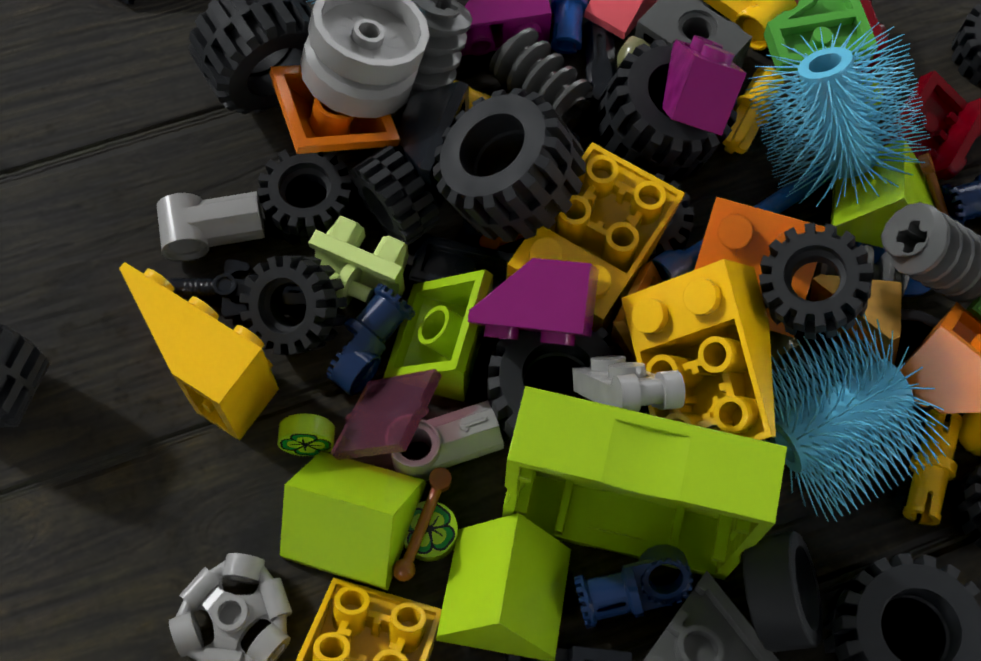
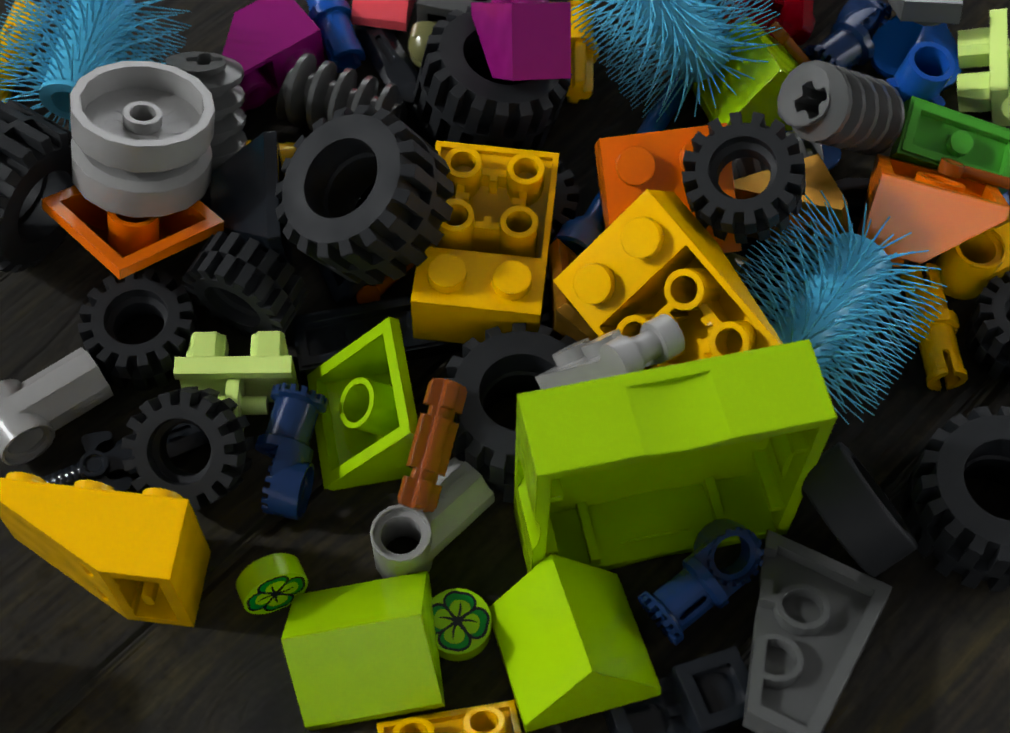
camera: 25 degrees left, 5 degrees down
(386, 415) = (353, 519): clear pink piece -> none
(440, 481) = (444, 565): dark orange hinge -> none
(468, 386) = (432, 445): none -> dark orange axle
(542, 298) = (470, 317): magenta slope -> none

